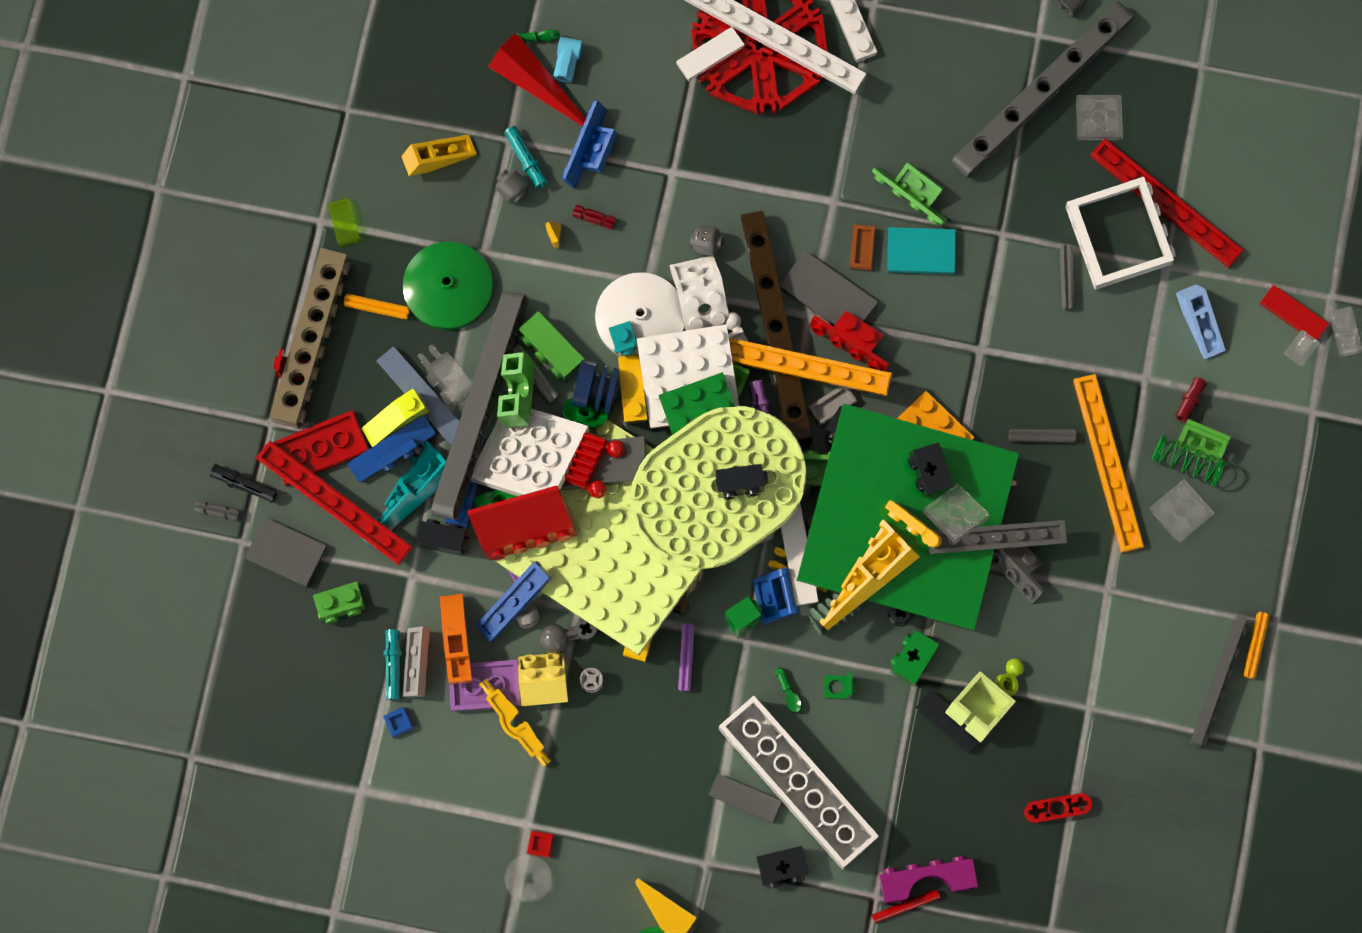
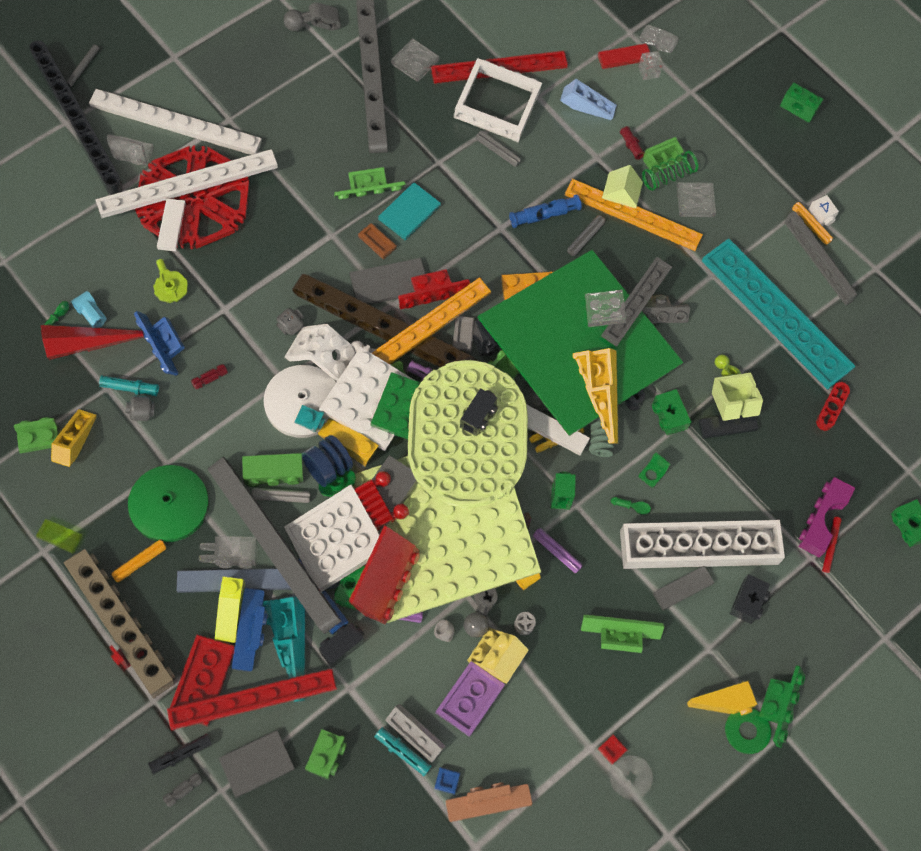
camera: 60 degrees left, 10 degrees down
(407, 771) = (488, 801): none -> nougat bracket
(415, 122) = (36, 434): none -> bright green bracket
(455, 639) = (422, 690): orange slope -> none
(513, 601) = (430, 629): plate -> none
(515, 407) = (292, 516): bright green arch -> none
(523, 731) = (503, 697): yellow piece -> none
(554, 233) = (197, 409): yellow slope -> none
(652, 106) = (170, 285): none -> lime piece
(652, 774) = (622, 633): none -> bright green bracket
(770, 598) = (554, 463): blue plate -> none
(915, 525) = (593, 335): yellow hinge -> none
(931, 457) = (564, 300): black brick -> none
(1037, 378) = (554, 208): none -> blue piece
(1115, 683) = (778, 314): none -> teal plate
(1127, 430) = (623, 187): none -> yellowish green slope
(1277, 646) = (823, 211): none -> white brick

